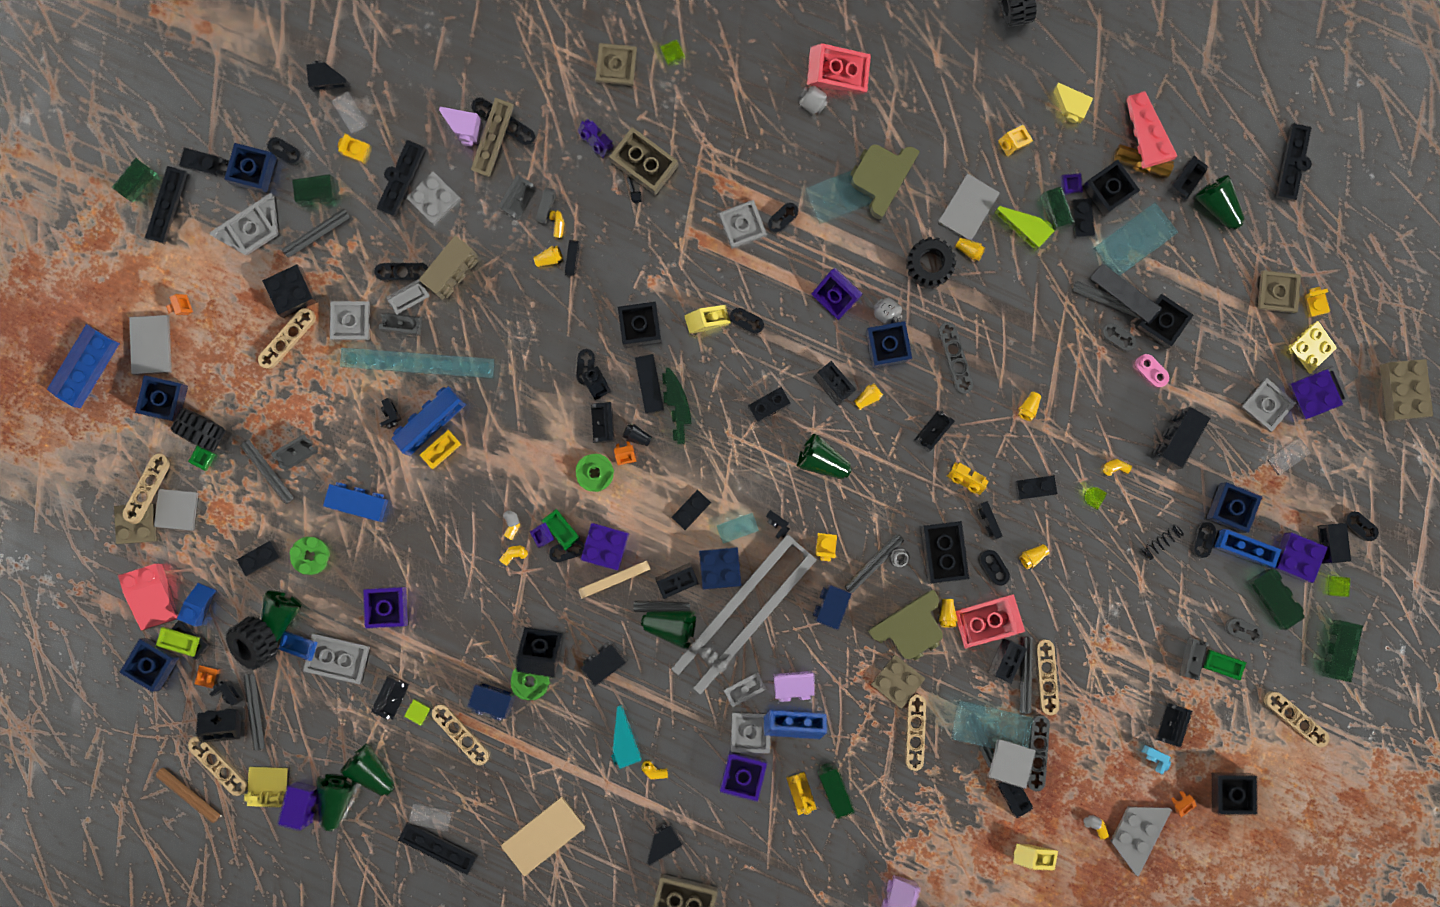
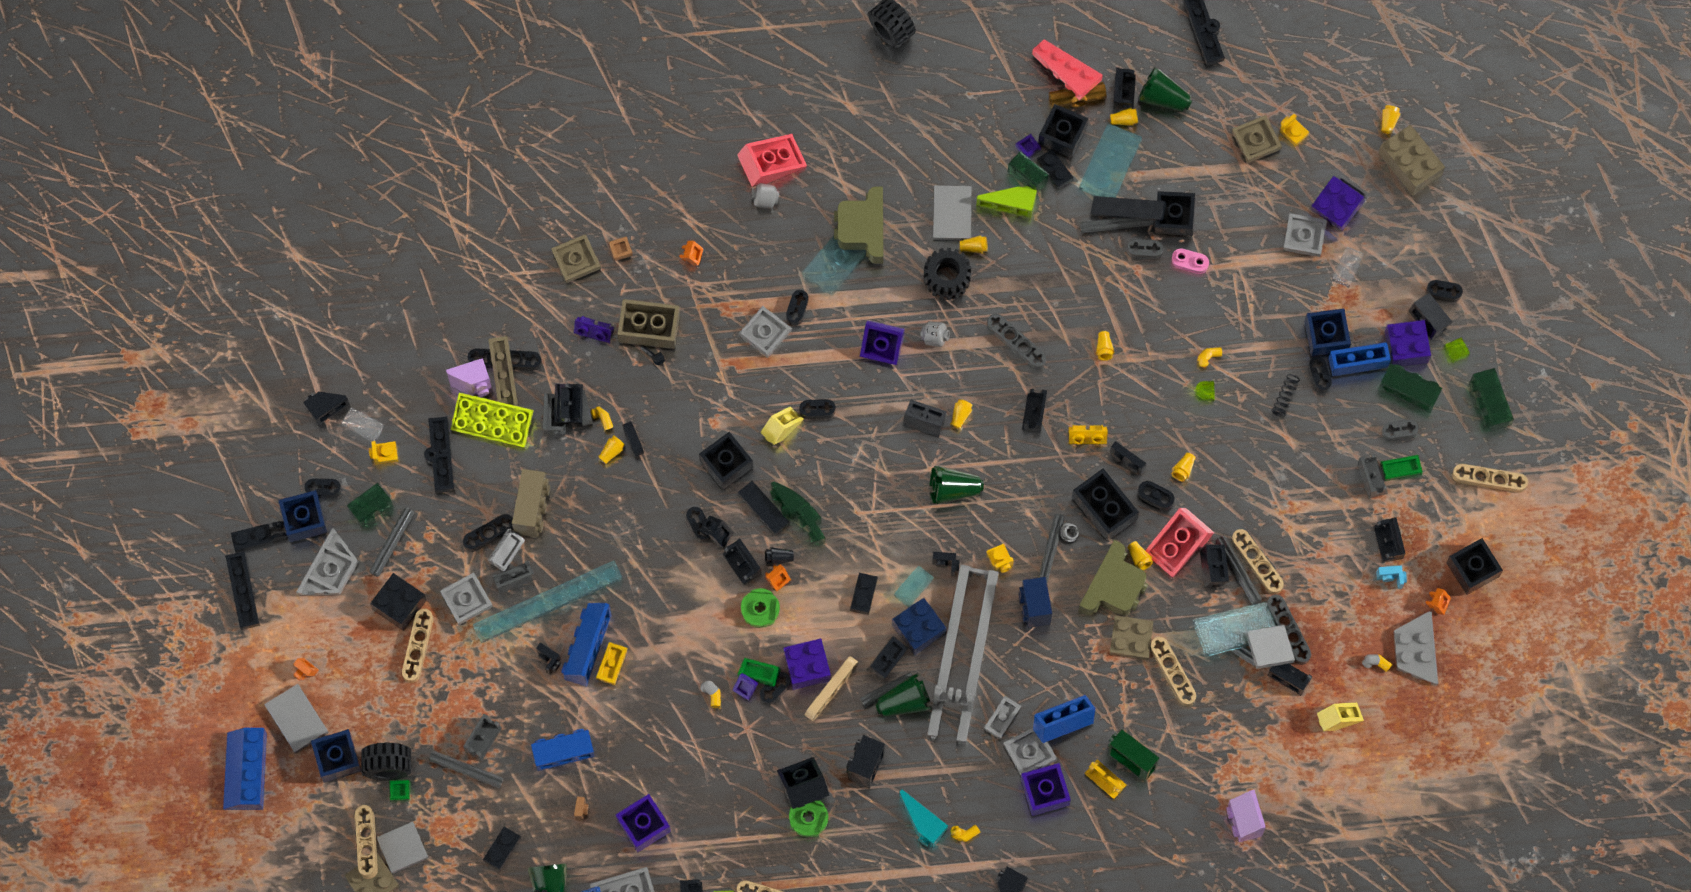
camera: 30 degrees left, 15 degrees down
(134, 180) = (202, 583): clear green brick -> none
(304, 565) = (548, 831): bright green plate -> none
(342, 563) = (581, 808): none -> medium nougat plate
(433, 198) = (479, 456): light grey plate -> none
(460, 171) = (491, 419): none -> neon yellow tile
(491, 701) = (785, 848): dark blue brick -> none
(513, 551) = (727, 715): yellow arm -> none
(532, 195) = (568, 403): none -> black hinge
(660, 77) = (620, 248): none -> medium nougat plate
(672, 52) = (618, 223): clear neon green tile -> none
(719, 116) = (692, 253): none -> orange tile
(769, 405) = (879, 467): black brick -> none
(794, 685) = (1042, 687): lavender slope -> none
(889, 344) = (952, 359): dark blue brick -> none
(1015, 140) = (957, 137): yellow bracket -> none
(1036, 487) = (1151, 410): black plate -> none
(1072, 103) = (988, 81): light yellow slope -> none
(1173, 205) = (1125, 117): none -> yellow cone
(1180, 438) = (1246, 300): black brick -> none
(1312, 347) = (1312, 168): light yellow hinge -> none
(1410, 340) = (1389, 118): none -> yellow cone

